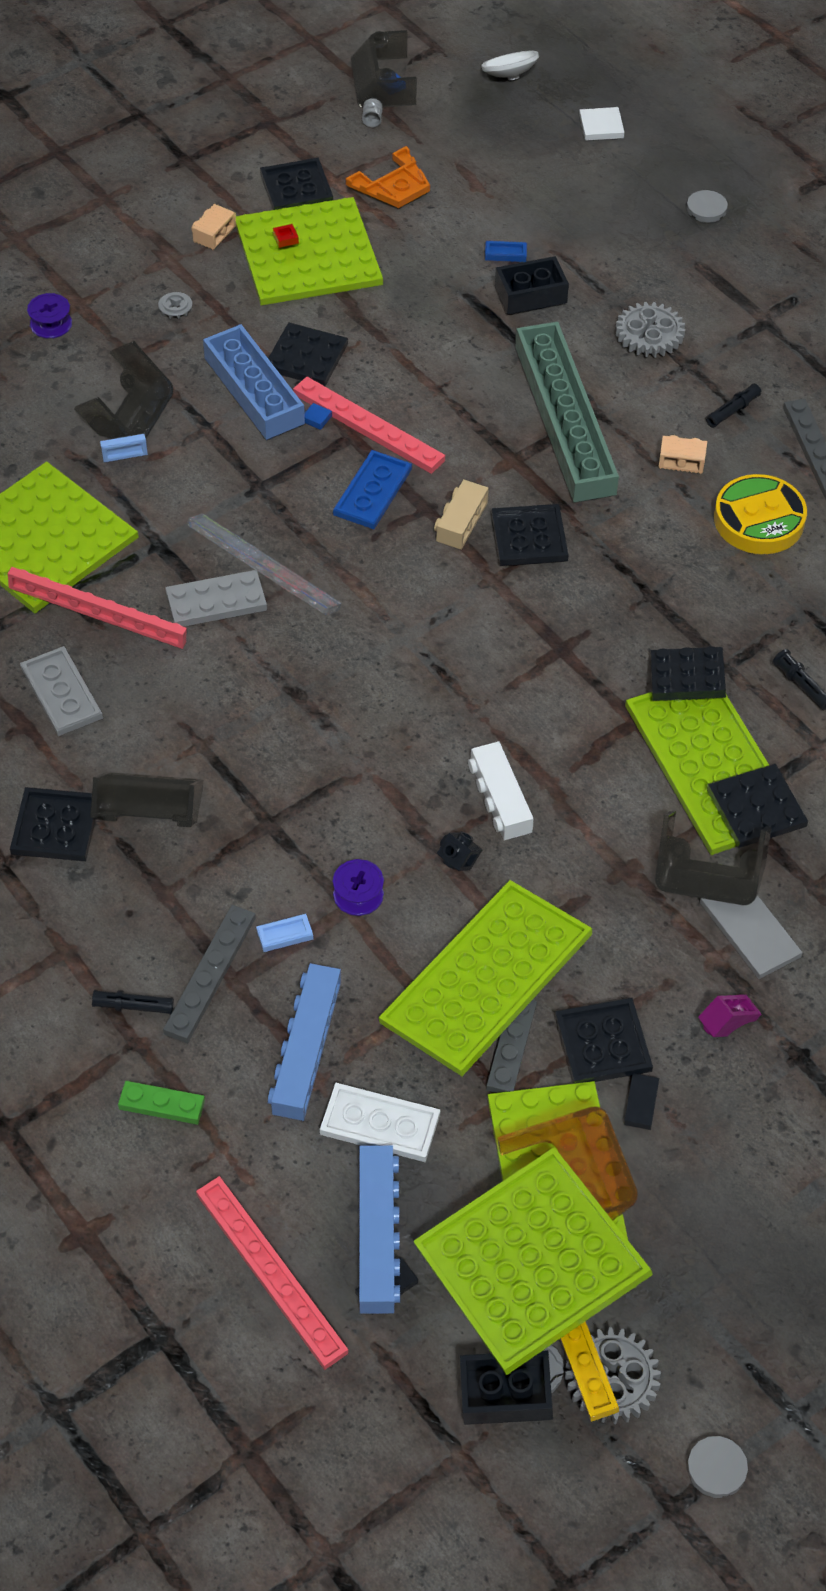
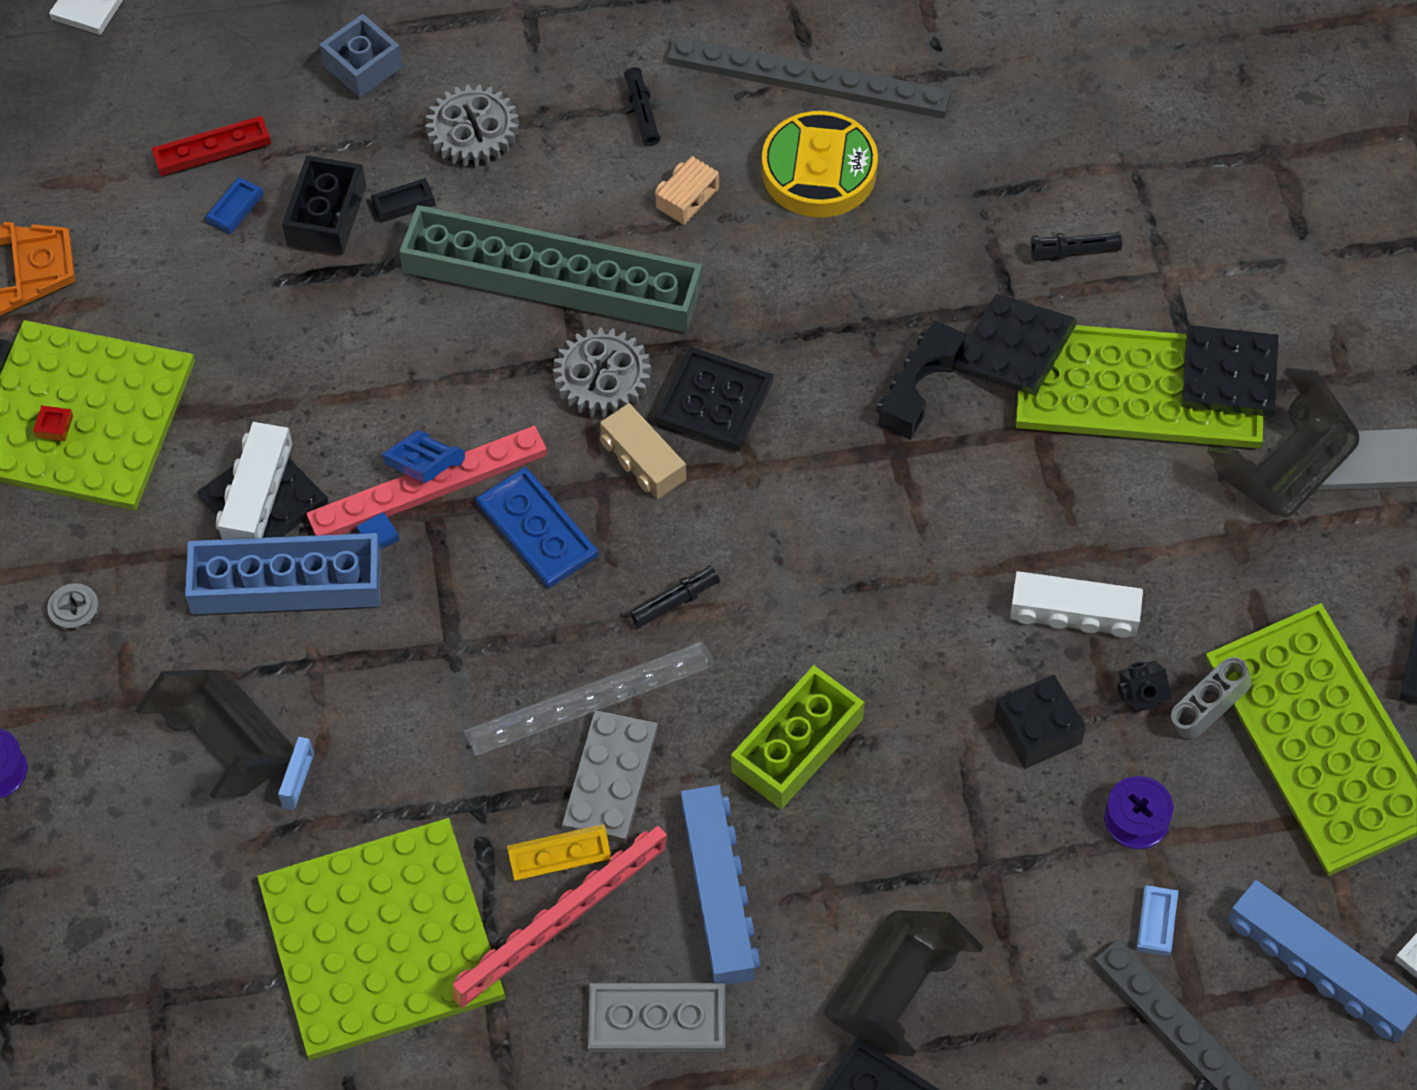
camera: 60 degrees left, 5 degrees up
(144, 591) = (559, 852): none -> yellow plate
(167, 680) = (717, 885): none -> medium blue brick
(296, 675) = (797, 737): none -> lime brick
(304, 338) = (254, 482): none -> white brick
(372, 578) = (686, 590): none -> black pin
(373, 405) = (422, 456): none -> blue plate
(393, 803) = (1039, 721): none -> black brick
(471, 892) = (1214, 683): none -> light grey beam
(508, 469) = (624, 381): none -> light grey gear
(539, 220) = (211, 145): none -> red plate
(571, 324) = (402, 200): none -> black tile
(648, 633) = (936, 352): none -> black arch
(657, 253) = (361, 55): none -> sand blue brick

